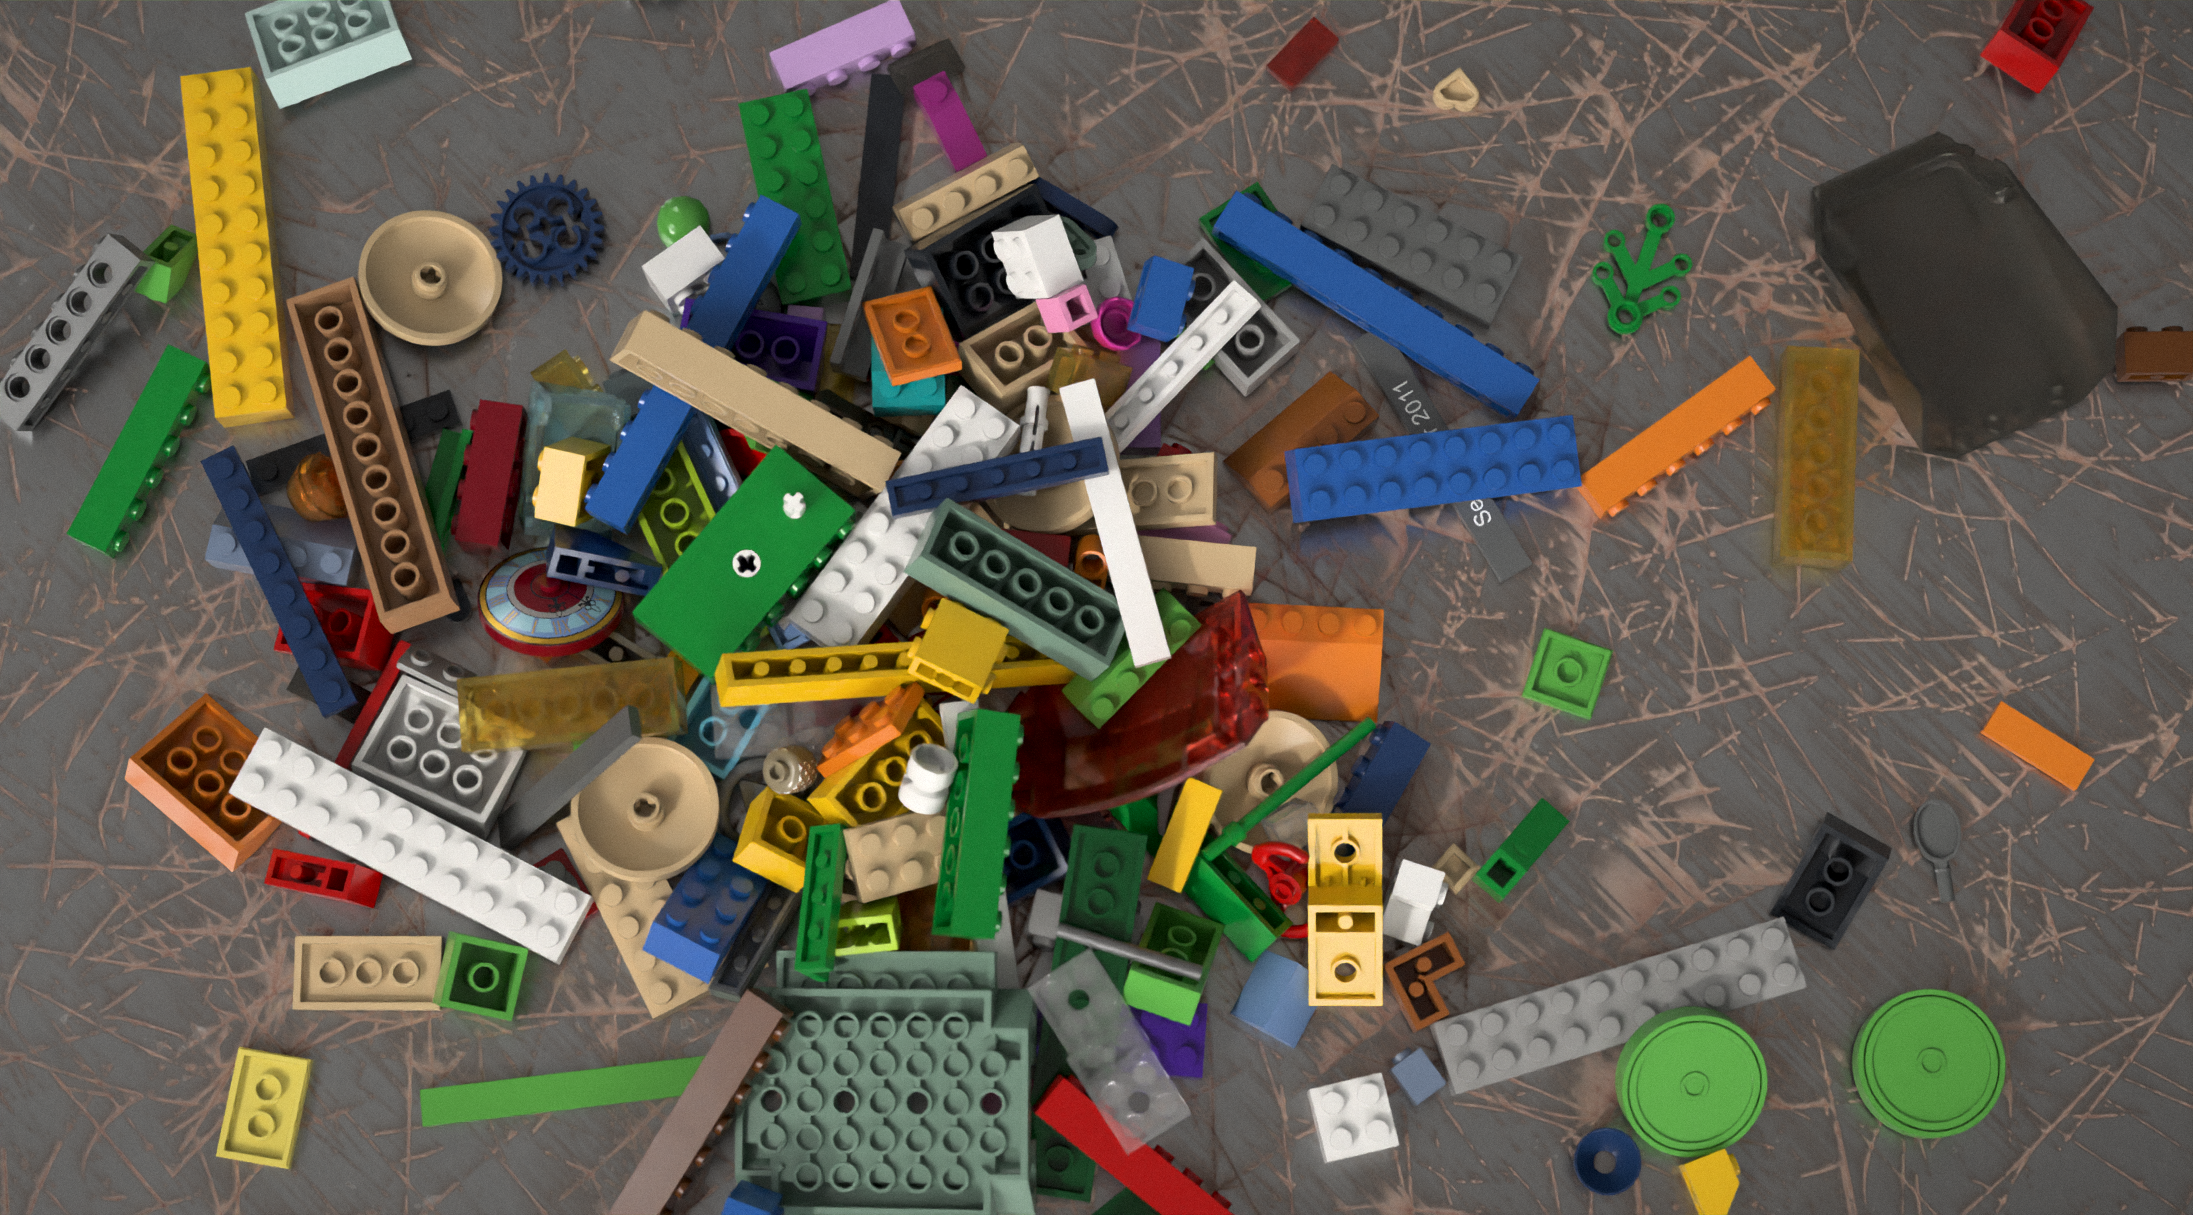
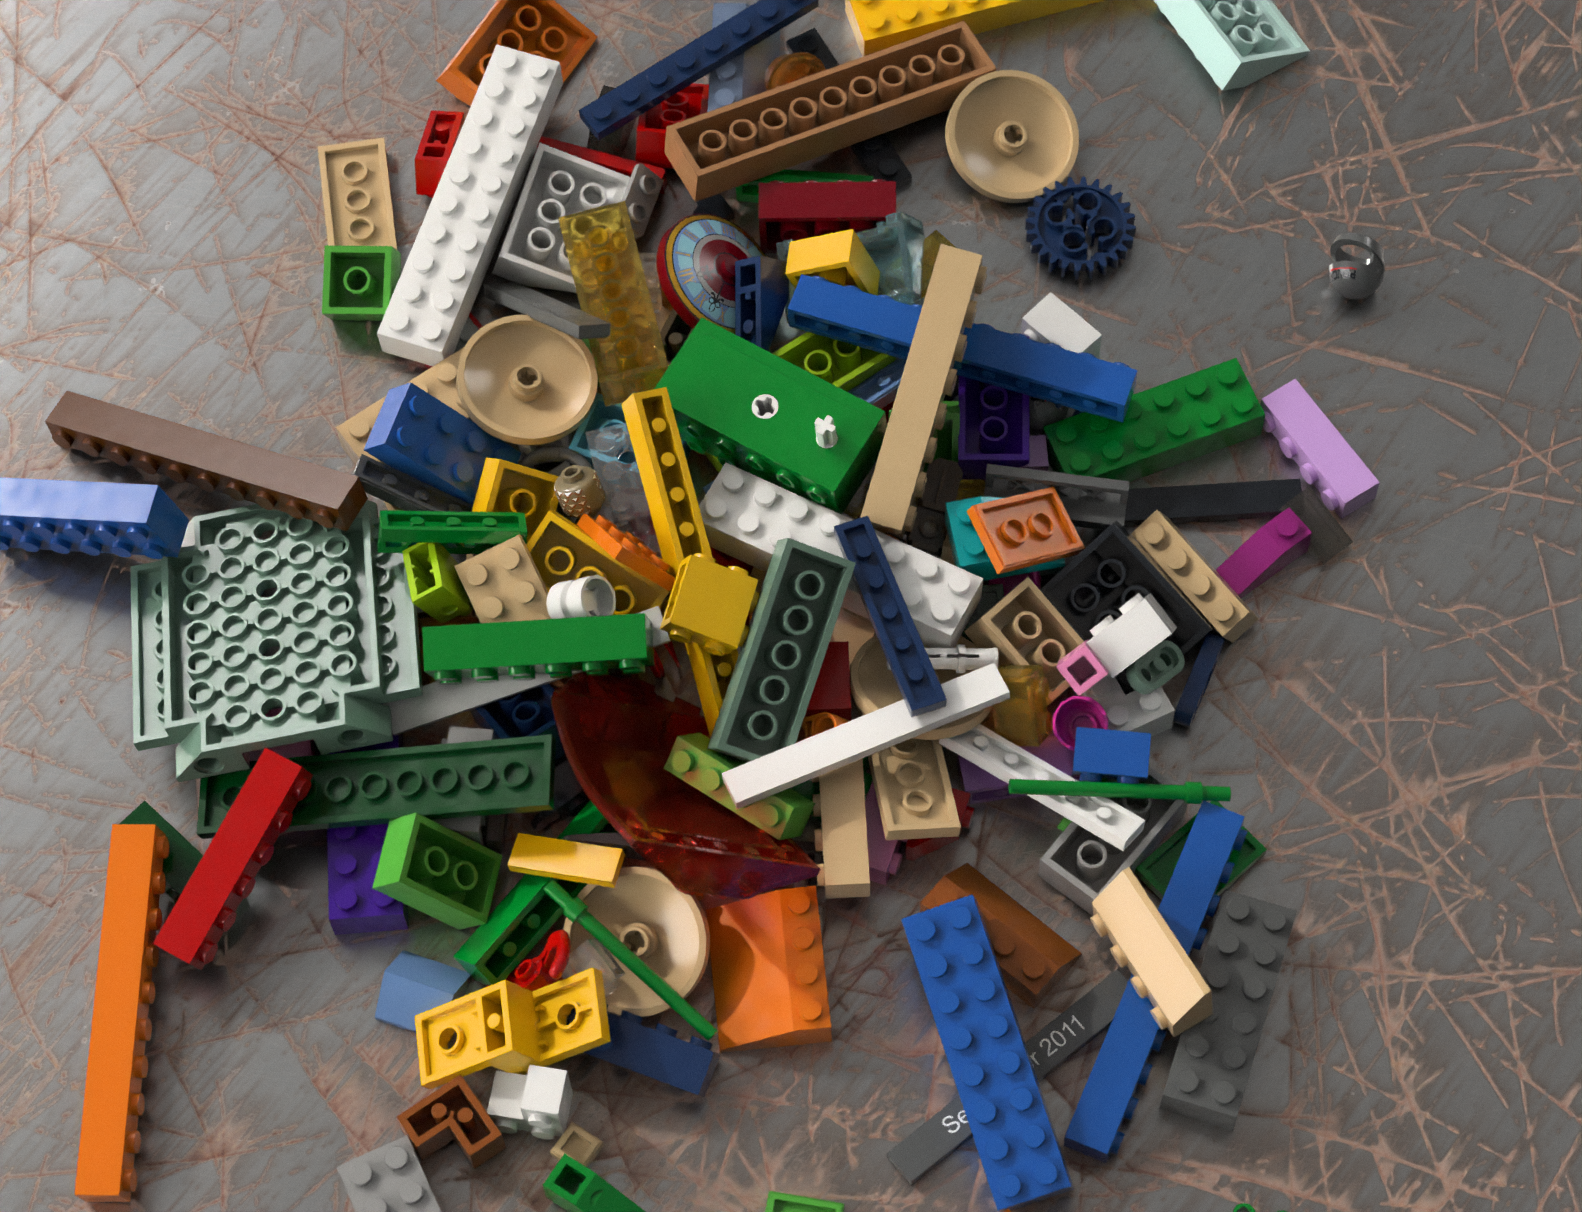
camera: 85 degrees right, 15 degrees down
(264, 1107) = (229, 145): light yellow tile -> none
(557, 1091) = (263, 359): bright green tile -> none
(680, 217) = (1119, 339): bright green hair -> none
(1109, 1050) = (332, 803): clear bracket -> none
(1129, 951) = (435, 811): flat silver bar -> none
(1206, 235) = (1189, 792): none -> green bar
(1302, 54) = (1416, 879): clear red plate -> none
(1353, 1118) = (306, 1077): white brick -> none
(1370, 298) = (1151, 954): none -> tan slope
(1416, 1075) = (356, 1132): sand blue brick -> none
(1456, 92) = (1411, 1038): tan tile -> none

